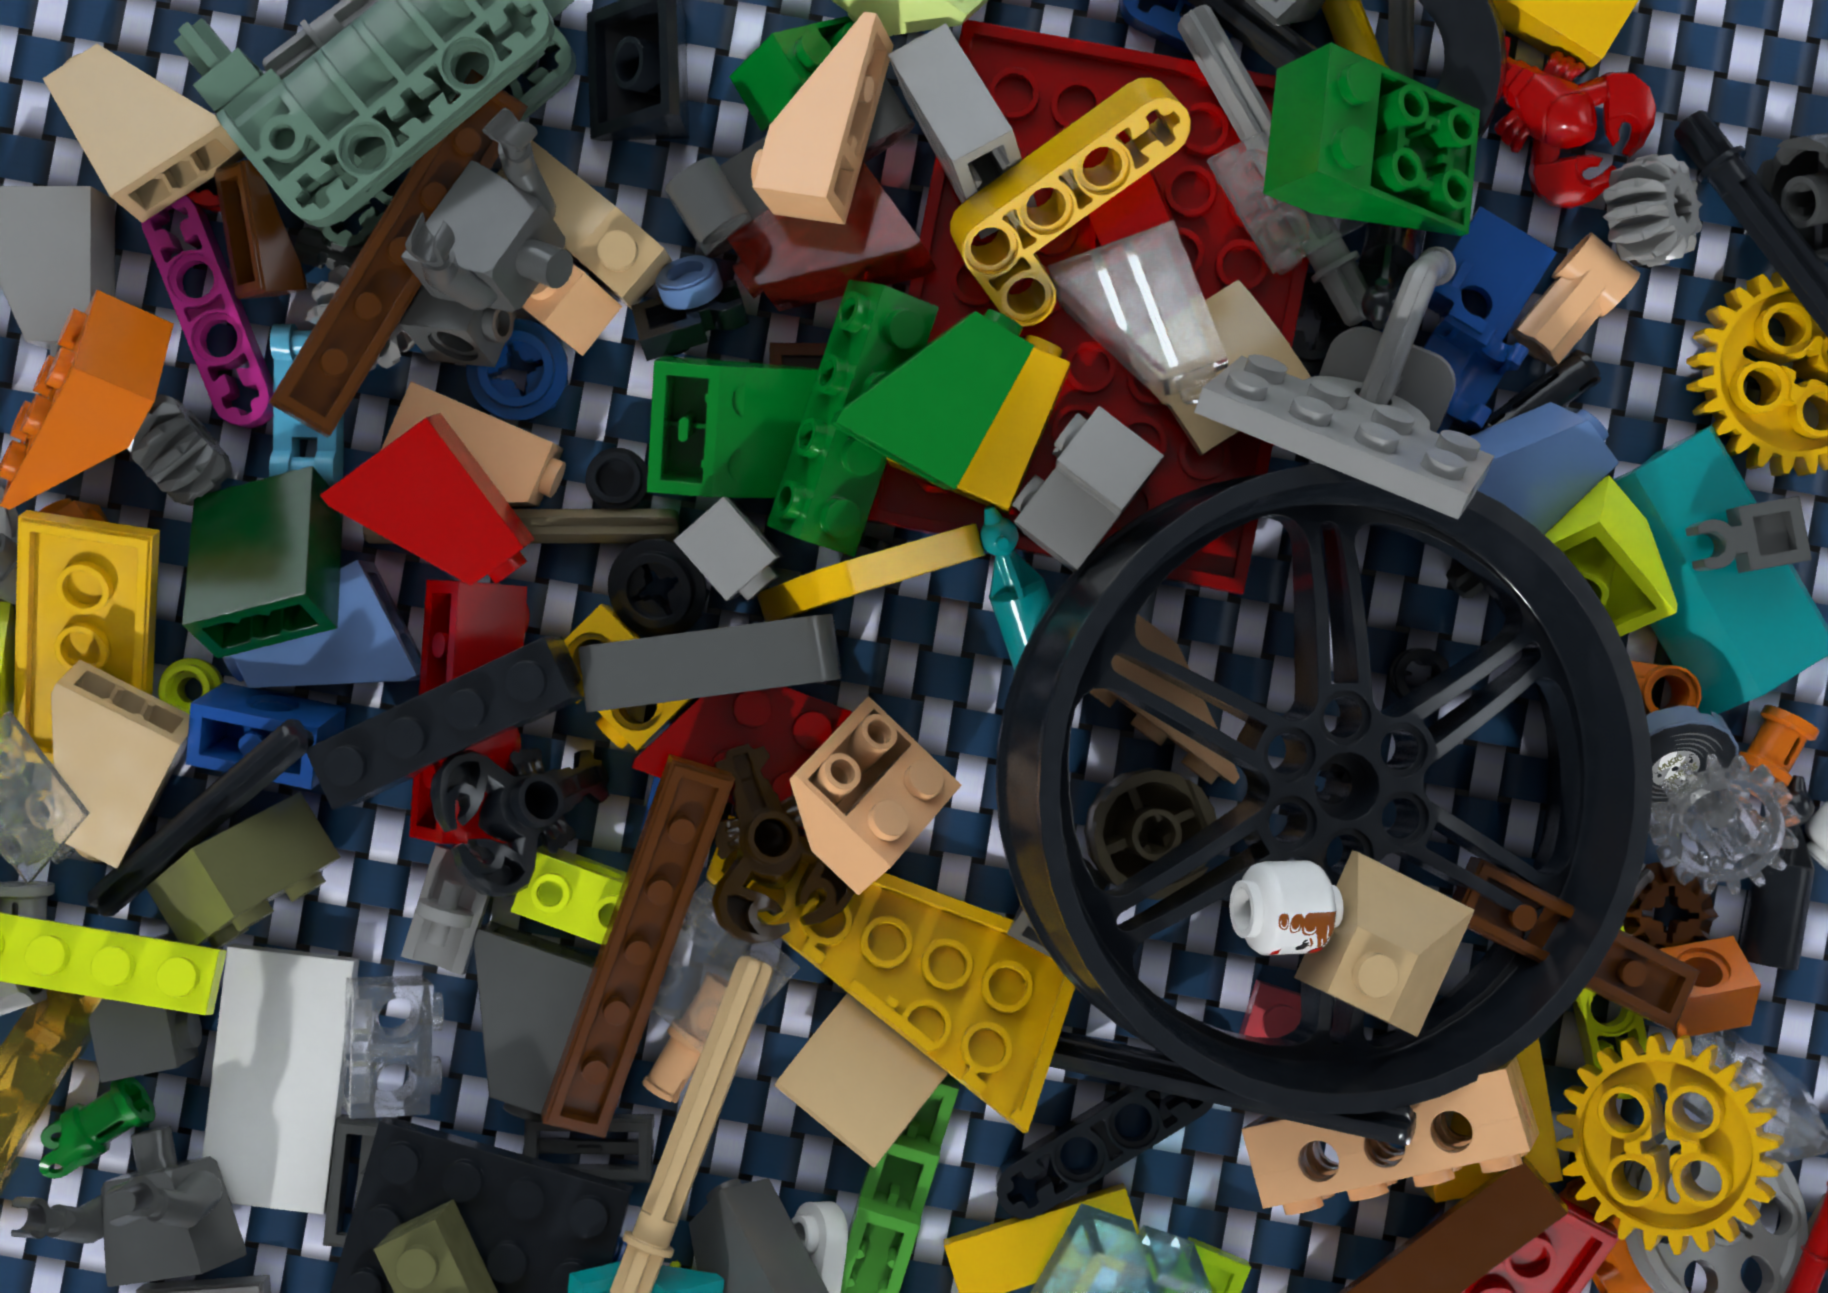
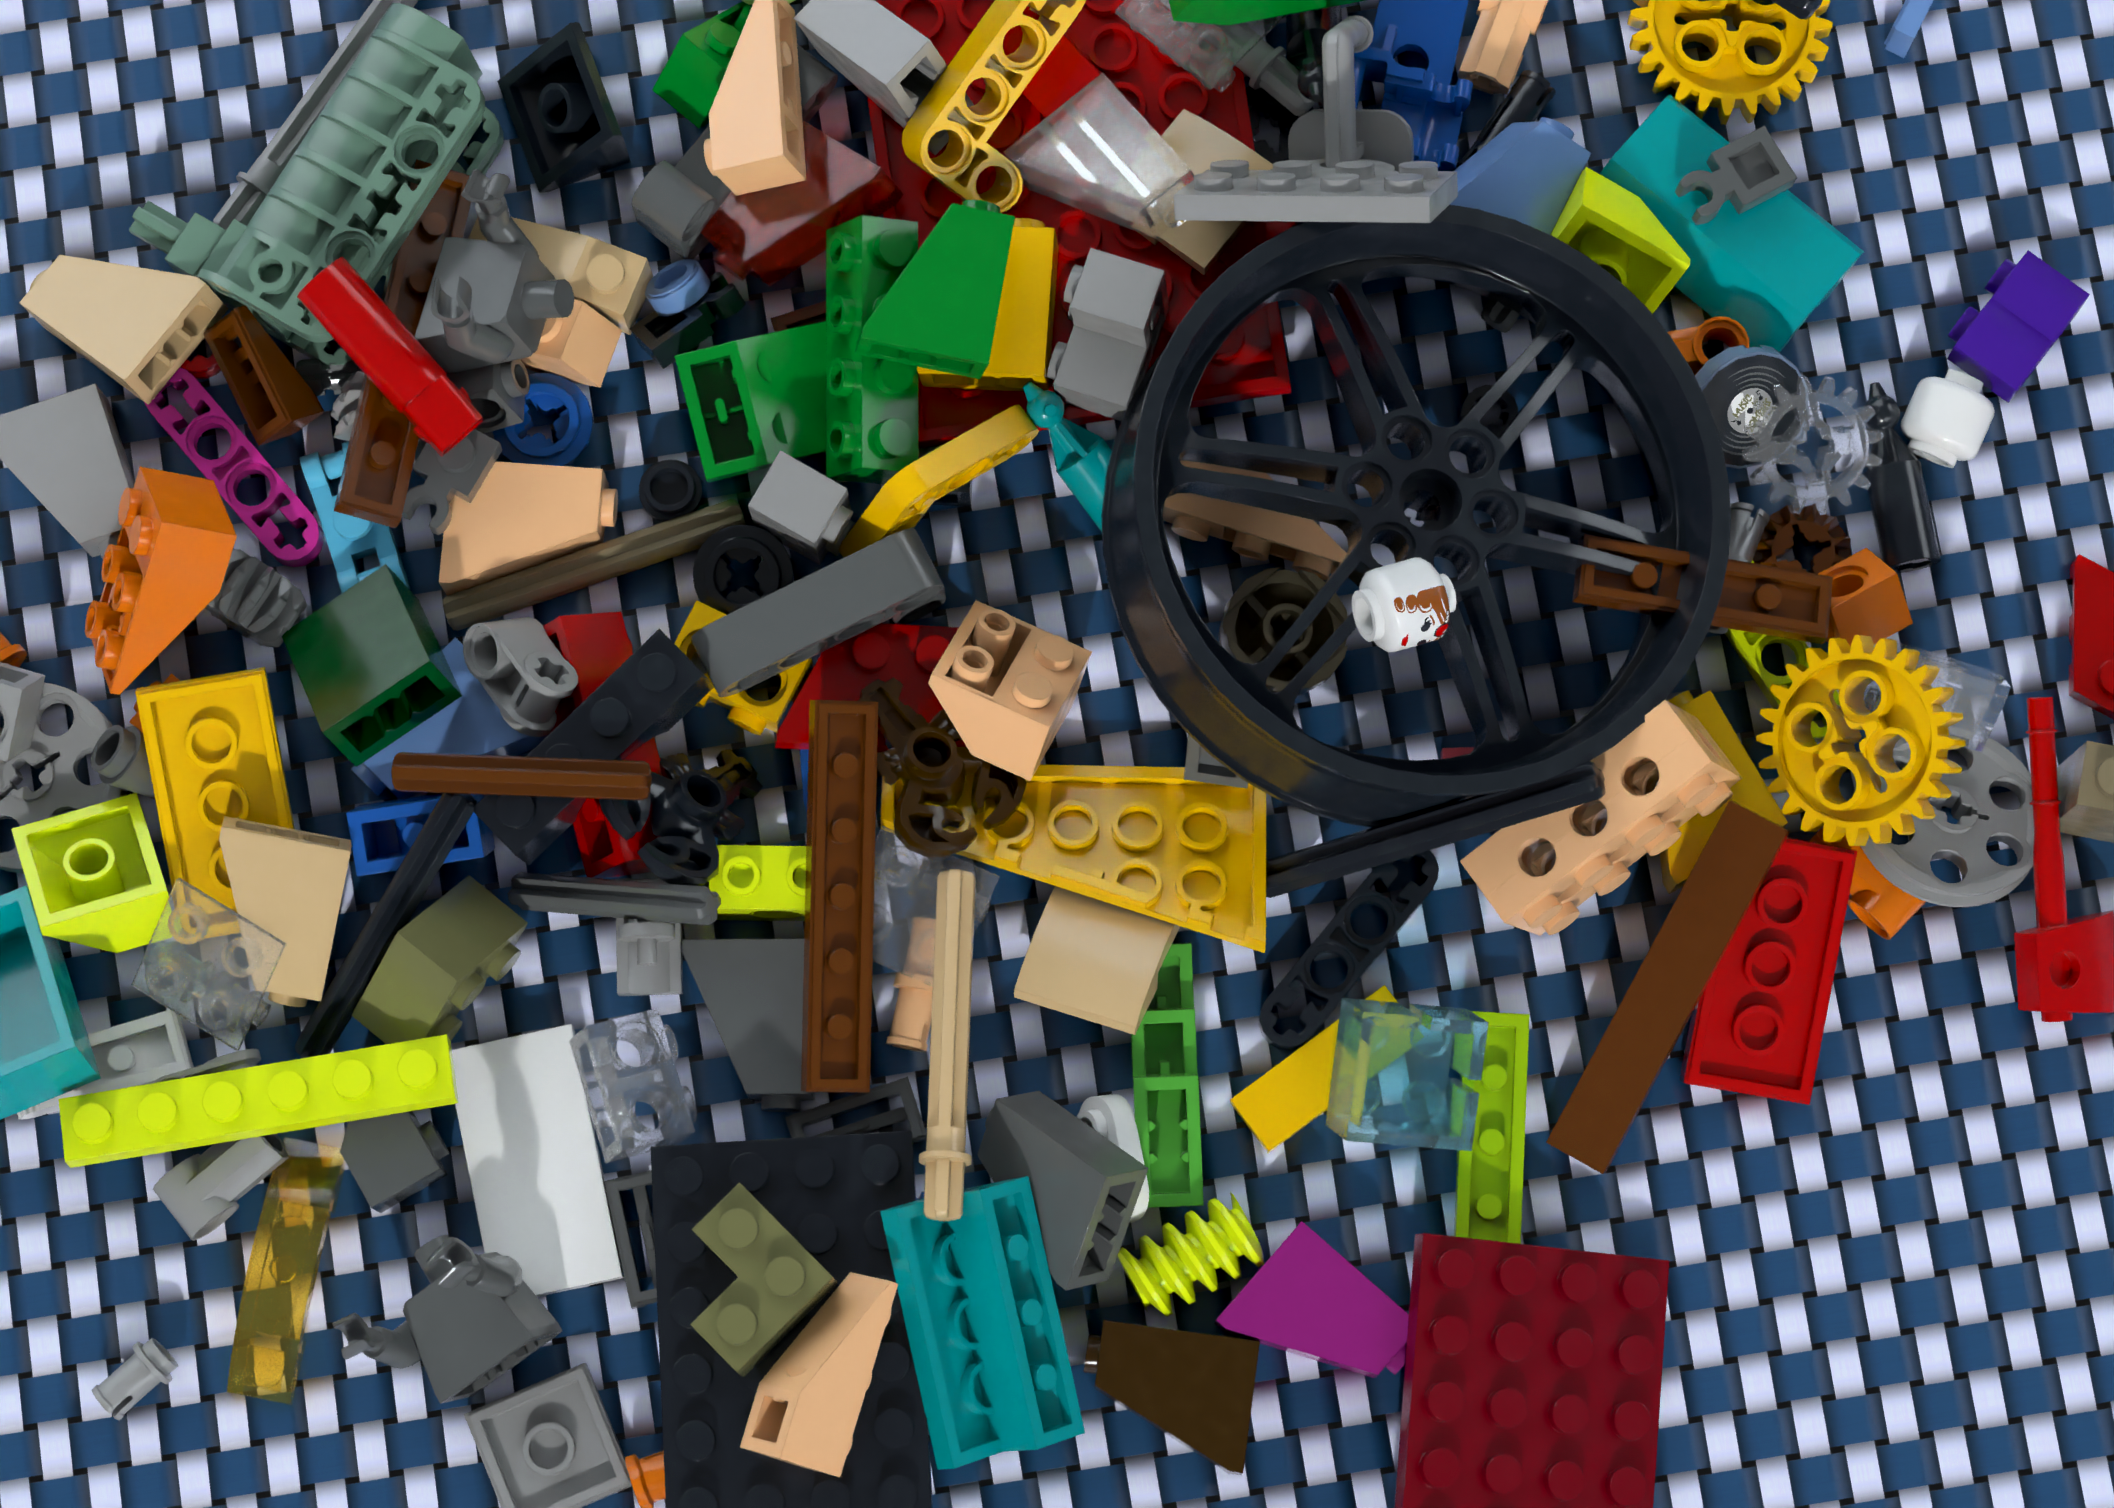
camera: 20 degrees left, 10 degrees down
(91, 1127) = (367, 1273): green piece -> none
(174, 678) = (322, 805): neon yellow plate -> none
(356, 742) = (521, 776): none -> reddish brown axle
(366, 267) = (390, 356): none -> red piece
(405, 610) = (520, 670): none -> light grey piece
(408, 391) = (455, 473): none -> dark grey plate
(425, 874) = (614, 898): none -> dark grey axle
(435, 504) = (515, 553): red slope -> none
(1389, 944) = (1513, 621): tan slope -> none
(1779, 742) = (1845, 357): orange bush -> none

